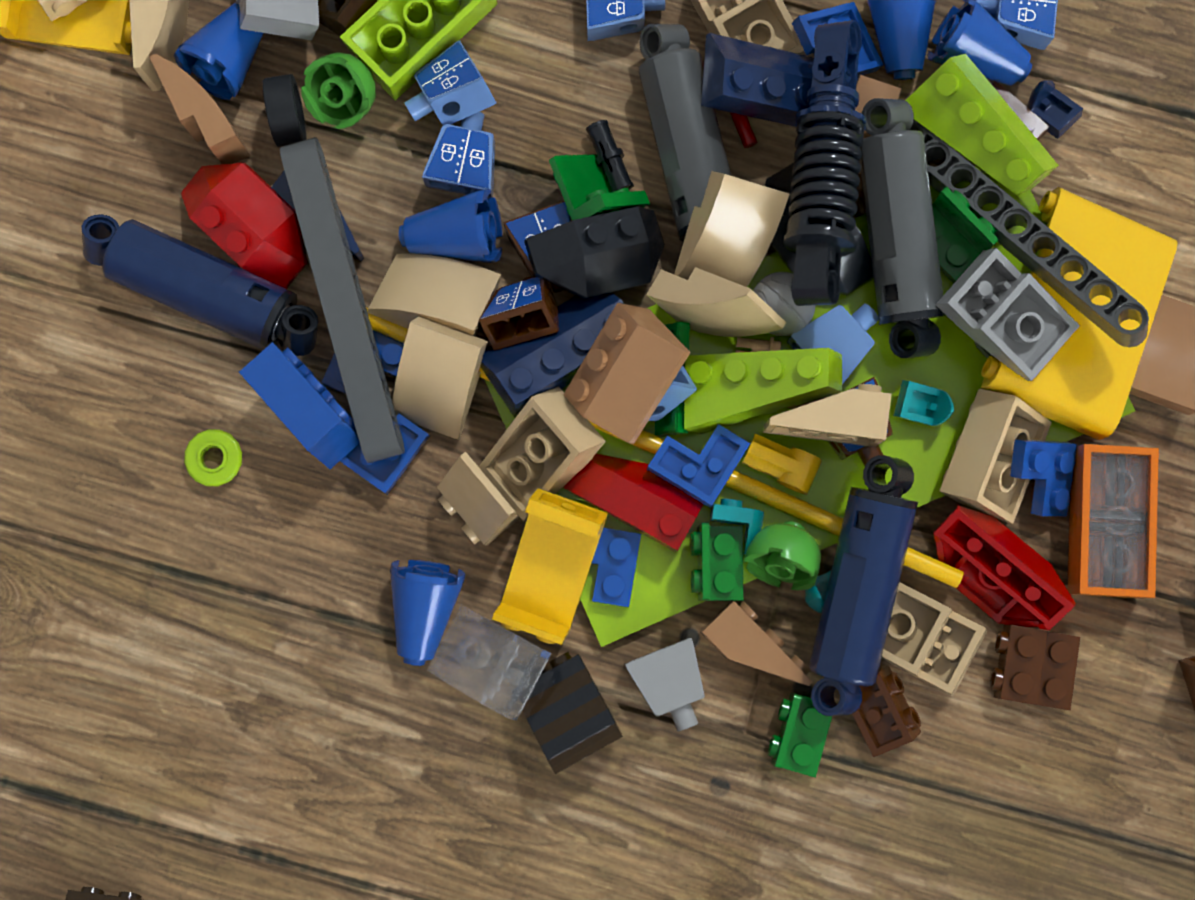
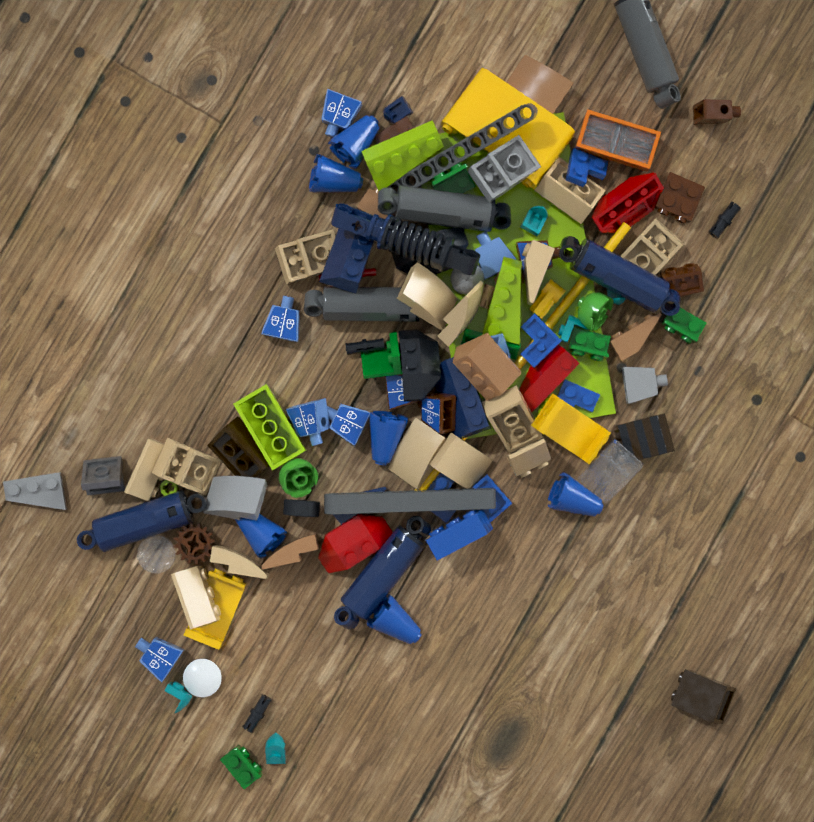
camera: 75 degrees left, 5 degrees up
(114, 329) = (394, 621): none -> blue cone
(200, 445) = (471, 577): lime piece -> none
(806, 24) = (325, 209): blue plate -> none
(1017, 763) = (724, 220): none -> black pin

